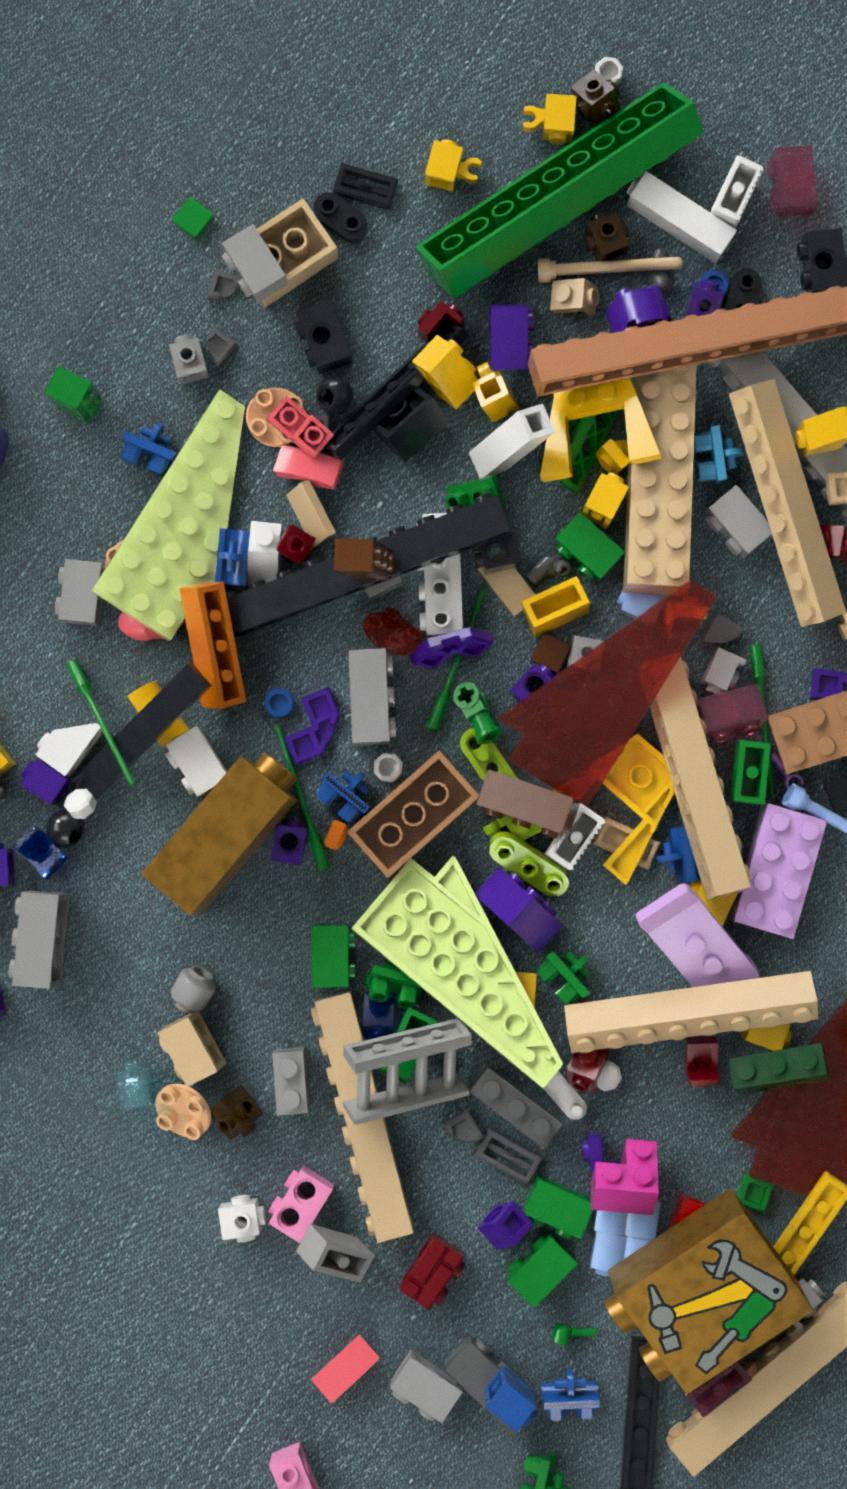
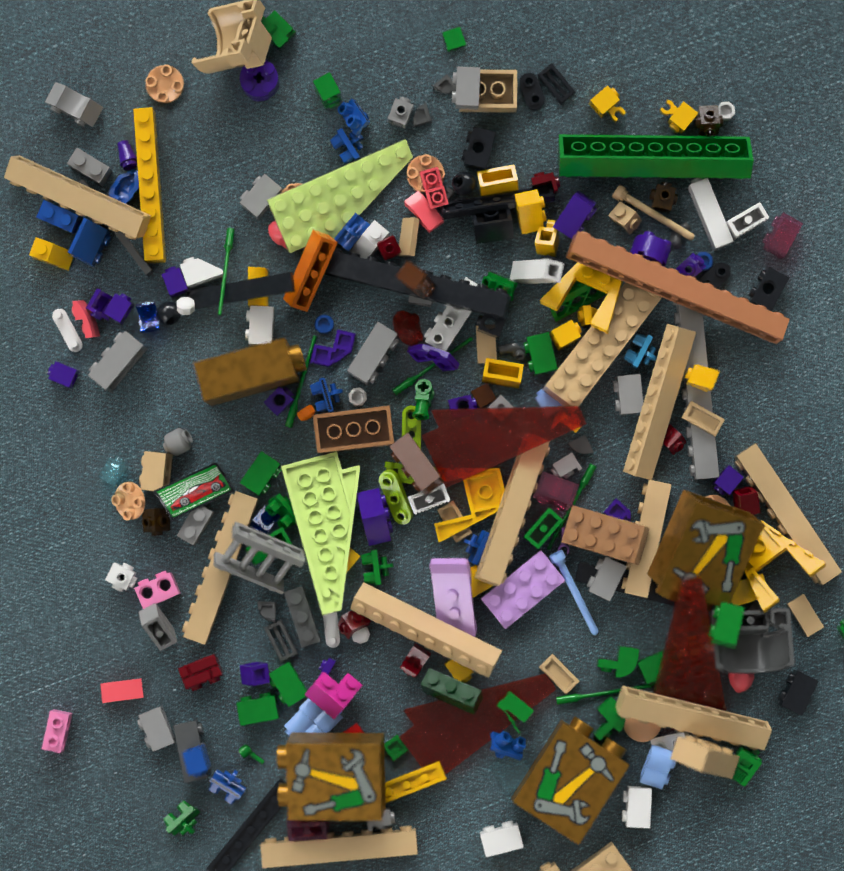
camera: 30 degrees right, 0 degrees up
(131, 405) = (354, 116): none -> blue hips
(259, 1040) = (194, 491): none -> sticker
(376, 361) = (497, 180): none -> yellow brick

